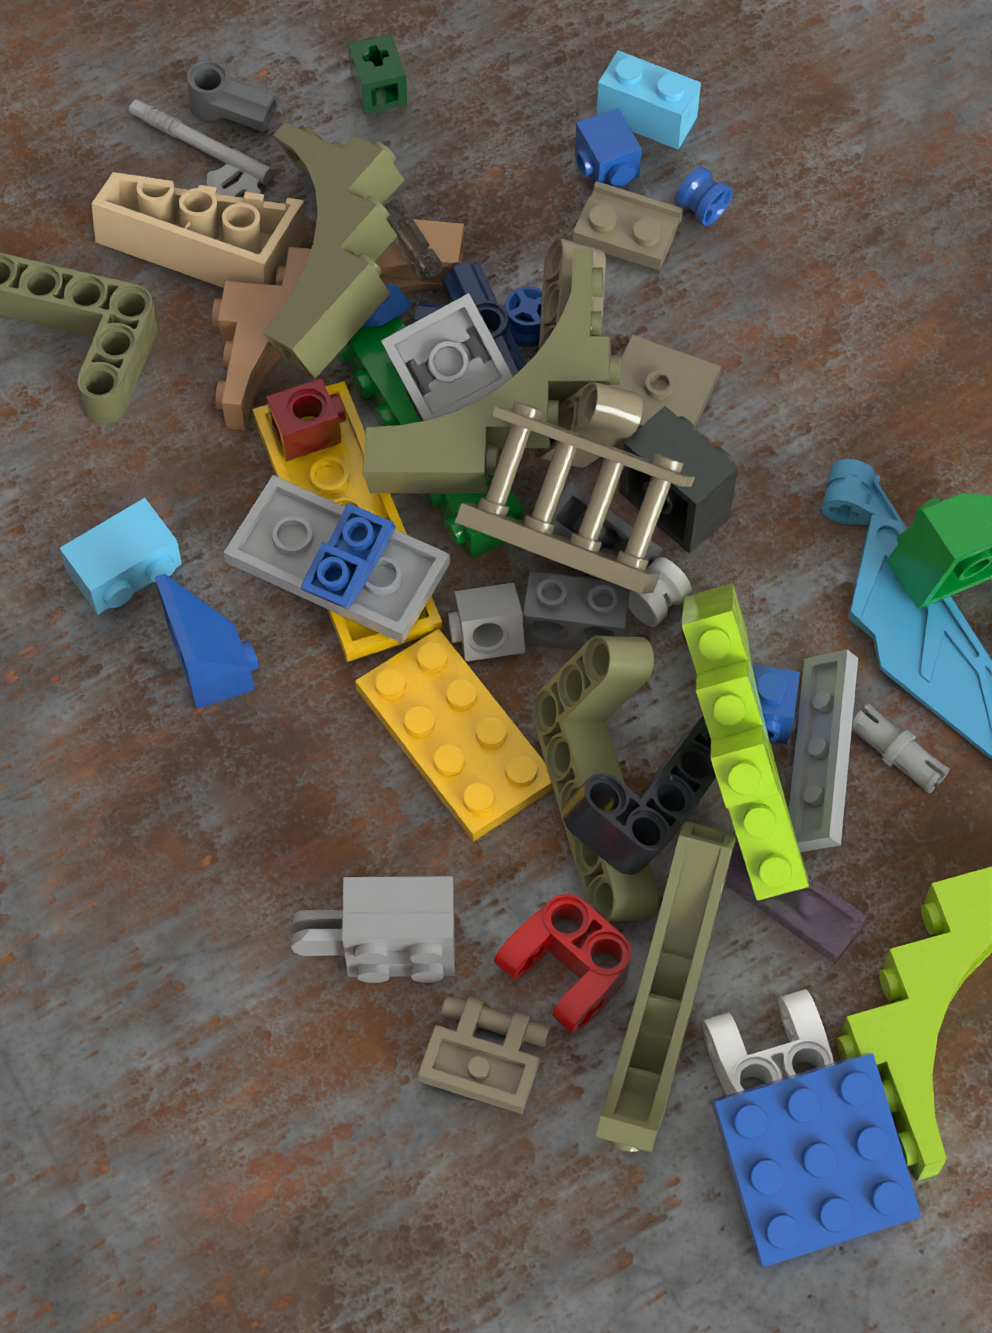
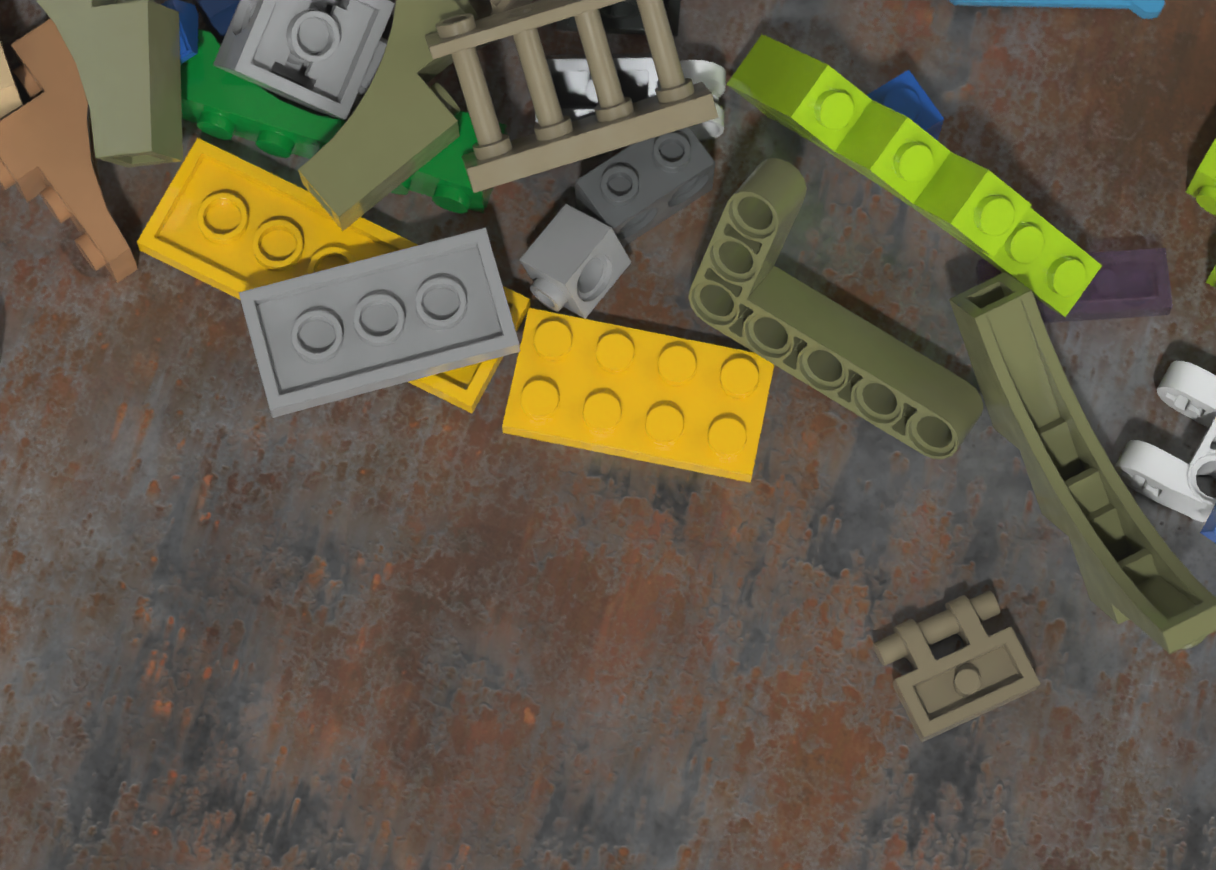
camera: 45 degrees left, 10 degrees up
(121, 556) = (160, 498): medium azure brick -> none
(206, 645) = (334, 516): blue slope -> none
(305, 436) = (216, 234): dark red brick -> none
(349, 557) = (400, 312): blue slope -> none
(385, 928) = (778, 629): light grey brick -> none
(575, 951) = (951, 505): red piece -> none
(635, 828) = (913, 326): black beam -> none
(822, 749) = (979, 118): light grey plate -> none
(899, 748) = (1041, 67): light grey pin -> none

